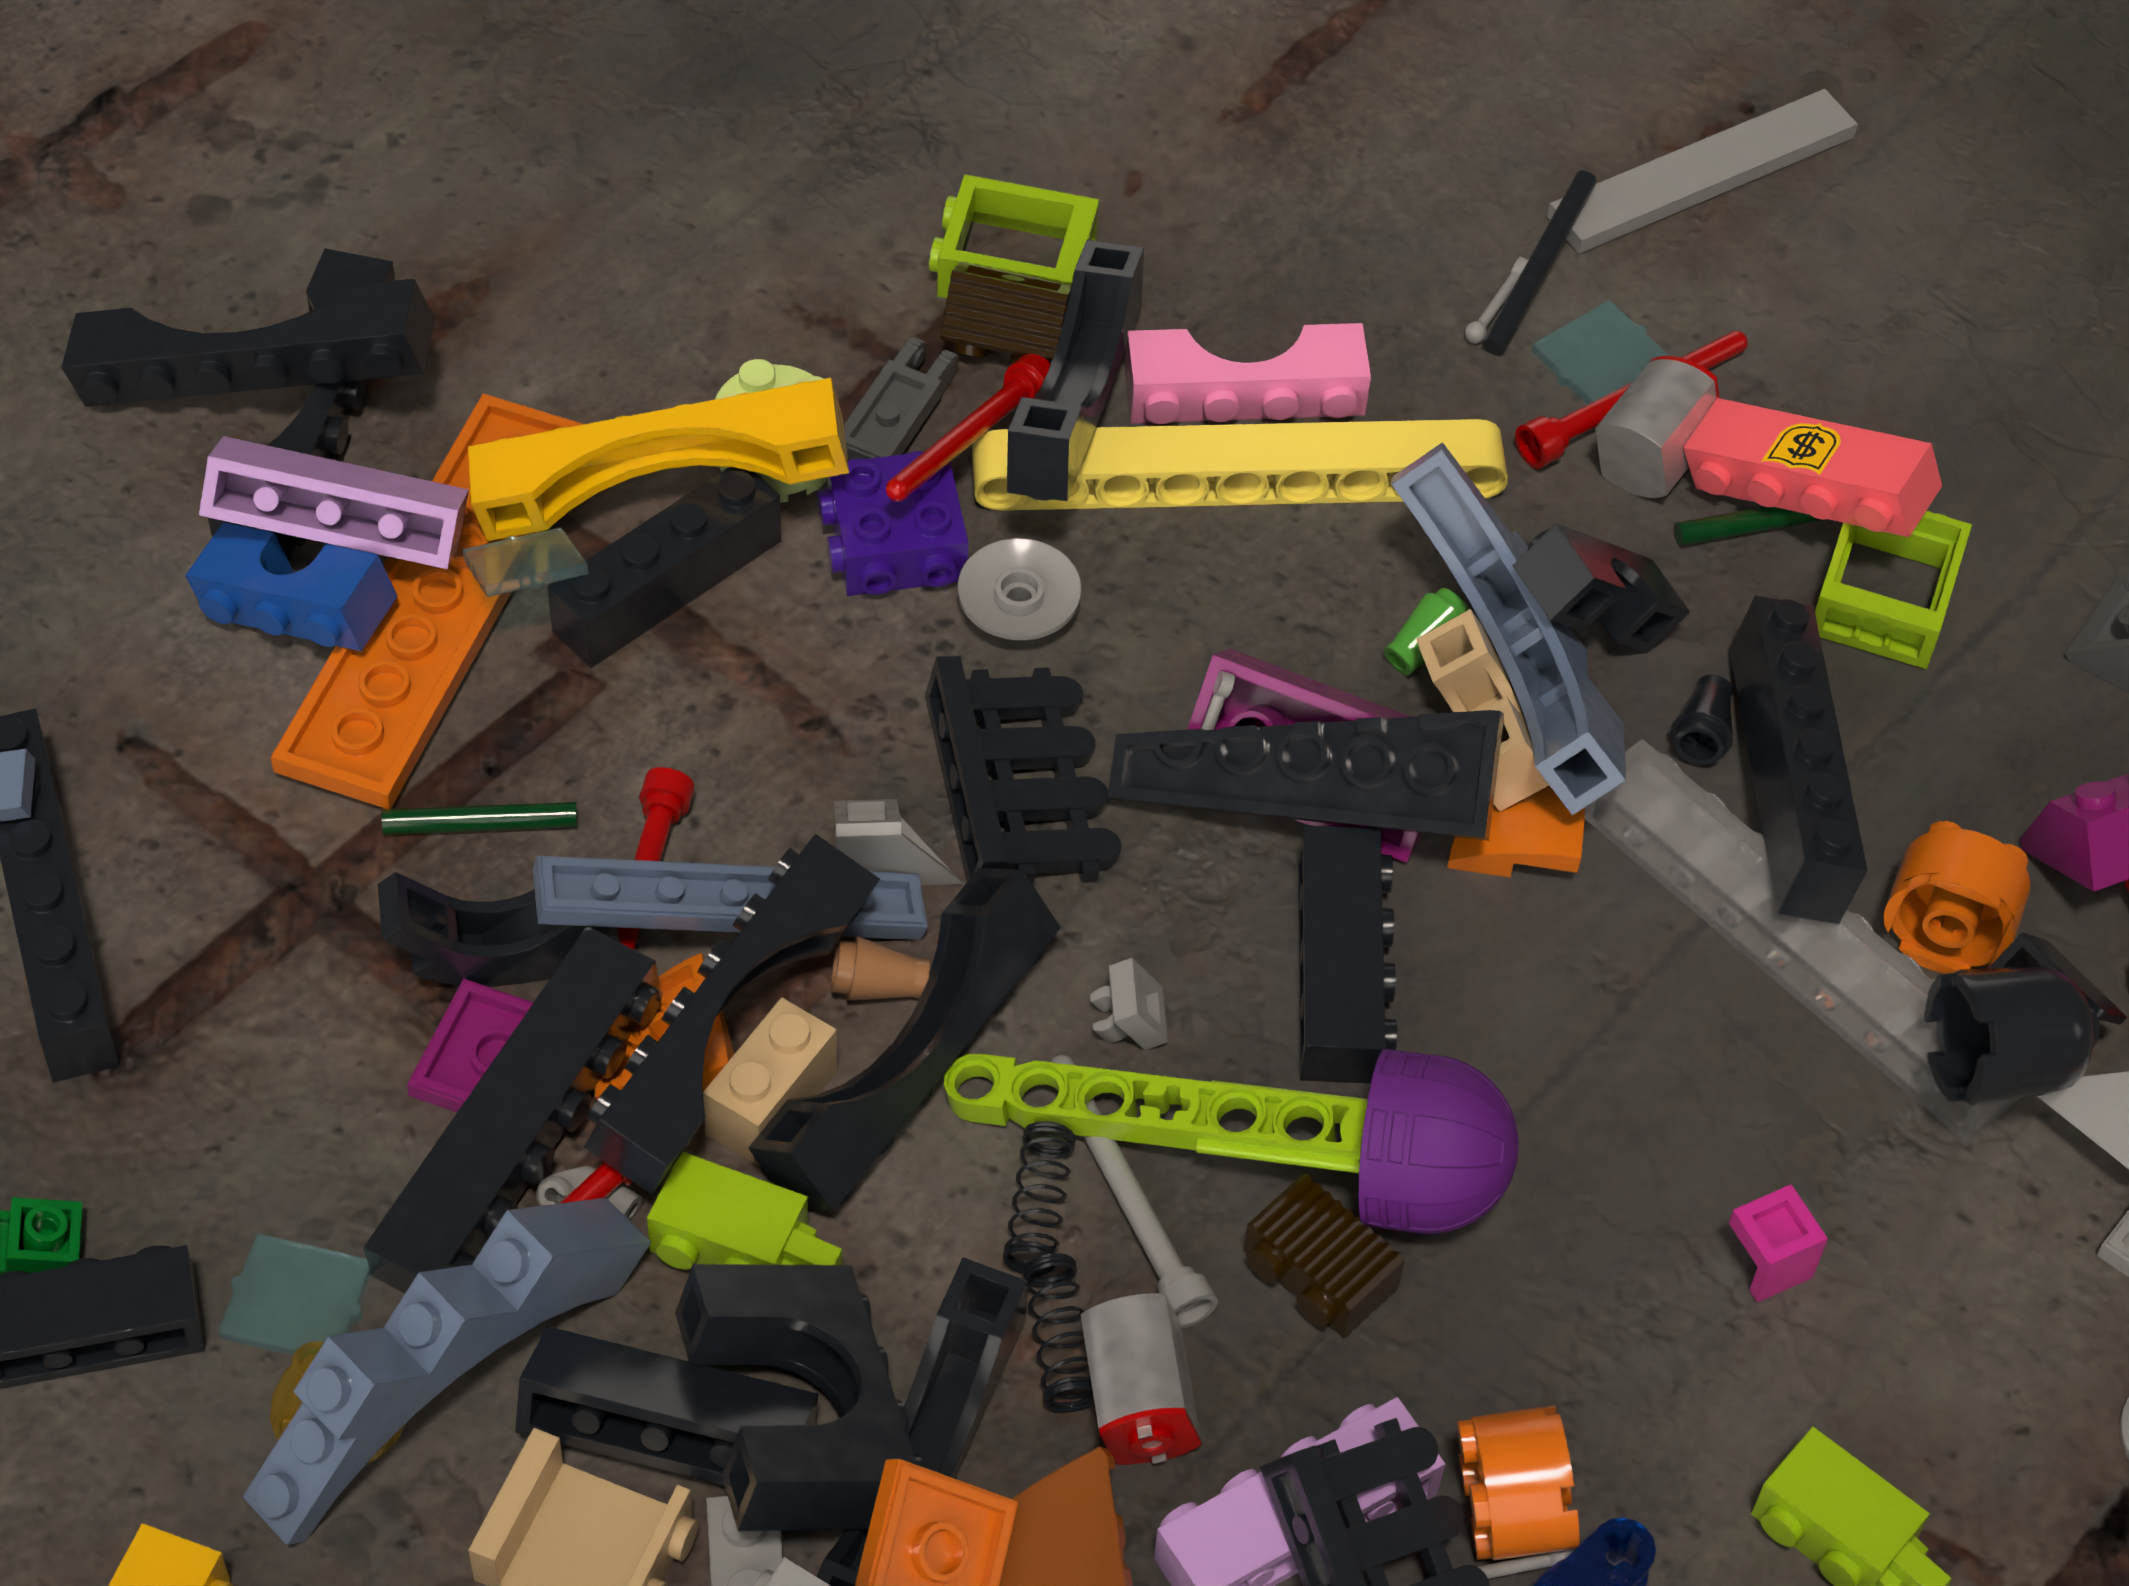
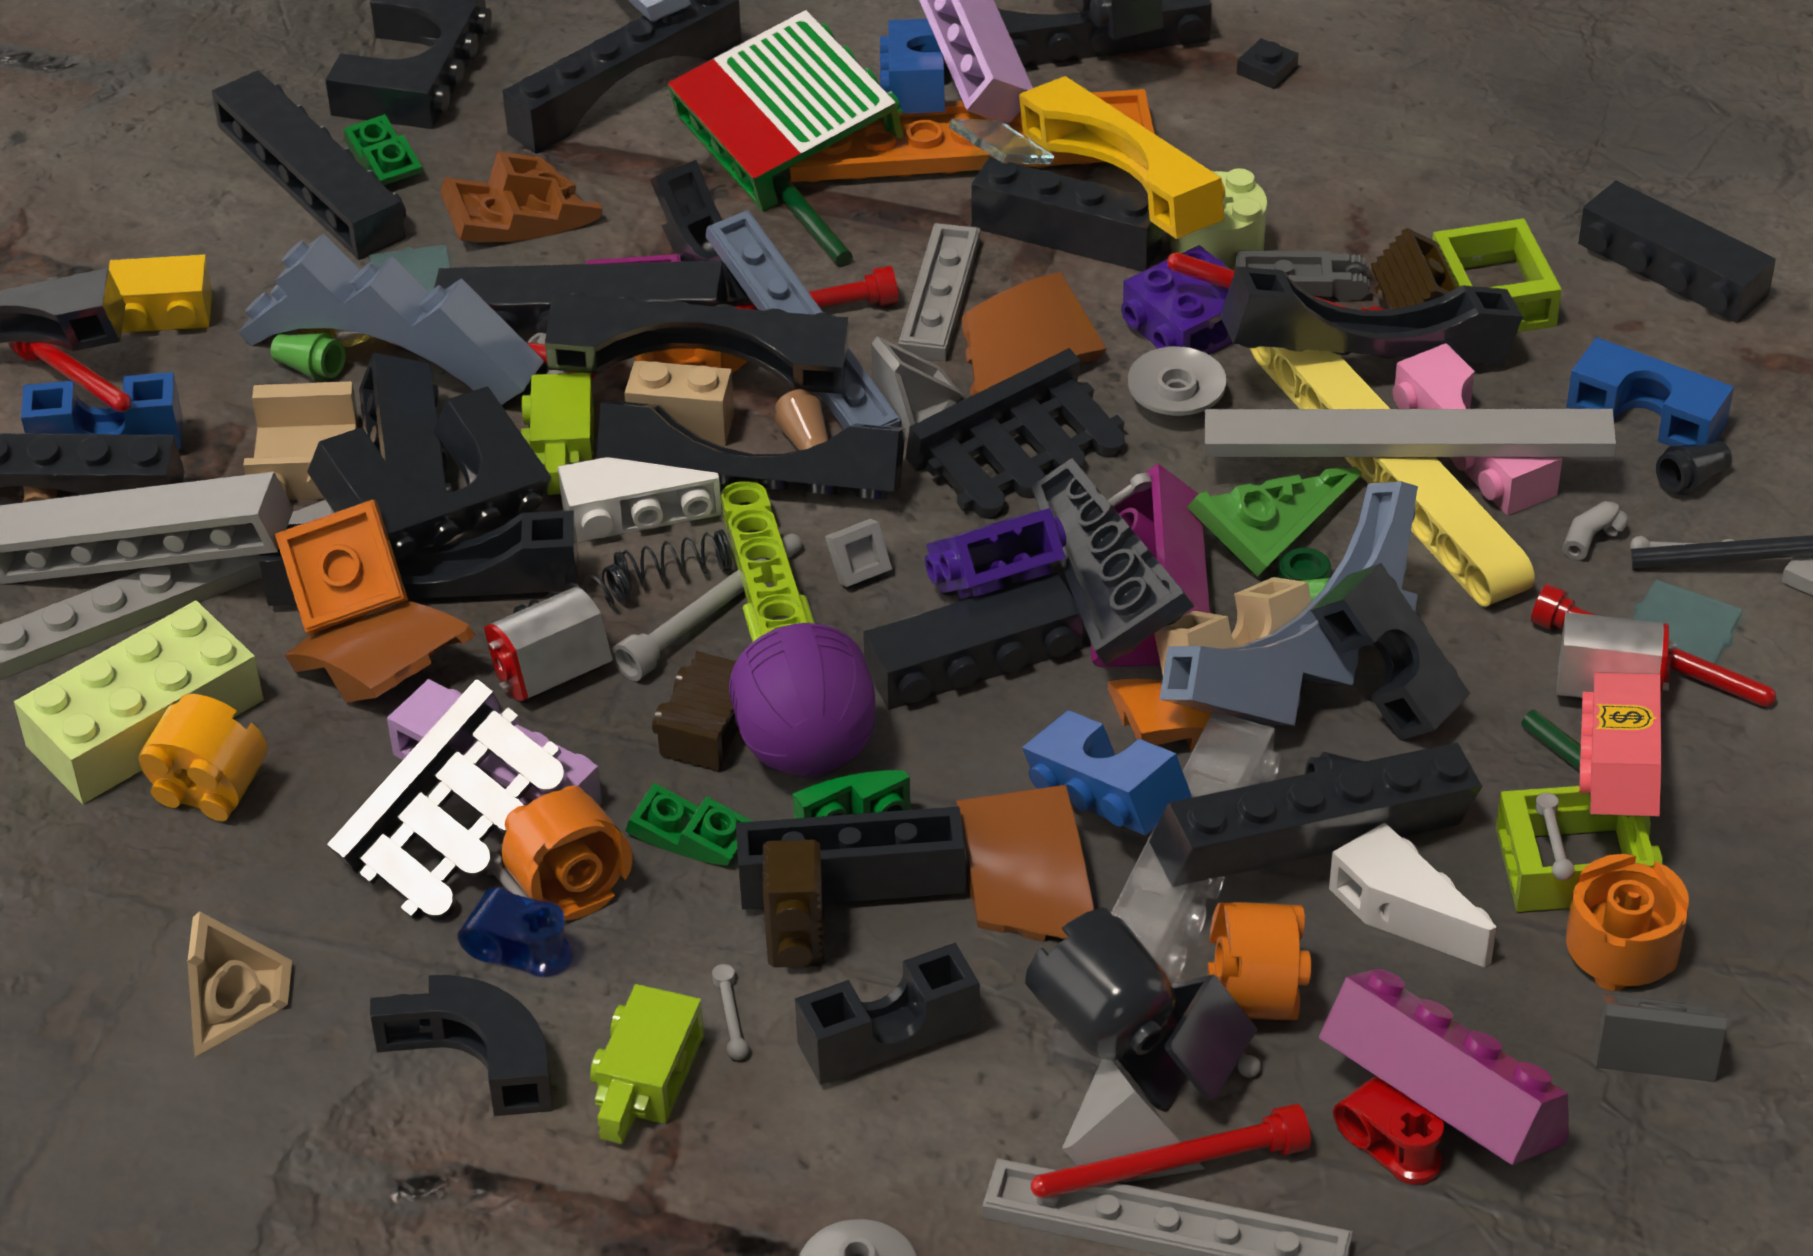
camera: 70 degrees right, 10 degrees down
(227, 1124) = (517, 204): none -> dark orange slope
(276, 753) = (780, 102): none -> panel
(399, 1470) = (311, 354): none -> bright green cone
(492, 268) = (1267, 63): none -> black plate
(700, 745) = (940, 291): none -> light grey tile
(861, 693) = (1025, 329): none -> dark orange slope
(899, 1205) = (635, 496): none -> white slope
(1066, 87) = (1676, 251): none -> black brick
(1242, 867) = (1009, 549): none -> dark purple brick
(1258, 431) = (1409, 433): none -> light grey tile
(1287, 606) = (1268, 517): none -> bright green wing
(1314, 192) = (1618, 378): none -> blue arch
(1368, 617) = (1304, 565): none -> dark green tile
(1396, 236) = (1689, 466): none -> black cone
(1431, 355) = (1584, 527): none -> light grey arm
(1488, 1349) = (684, 828): none -> green slope
(1545, 1173) = (855, 795): none -> green slope
(1646, 1203) = (865, 854): none -> black brick
(1694, 902) = (1122, 787): none -> blue arch
(1711, 1281) = (793, 903): none -> dark brown brick
(1720, 1043) = (1025, 862): none -> dark orange slope
(1727, 1404) = (723, 978): none -> light grey hinge
(1780, 1240) = (864, 946): dark pink panel -> none
(1855, 569) = (1548, 806): none -> light grey hinge
(1893, 1295) = (929, 1005): none -> black arch
(1907, 734) = (1403, 894): none -> white slope
(2018, 584) = (1626, 921): none -> orange brick

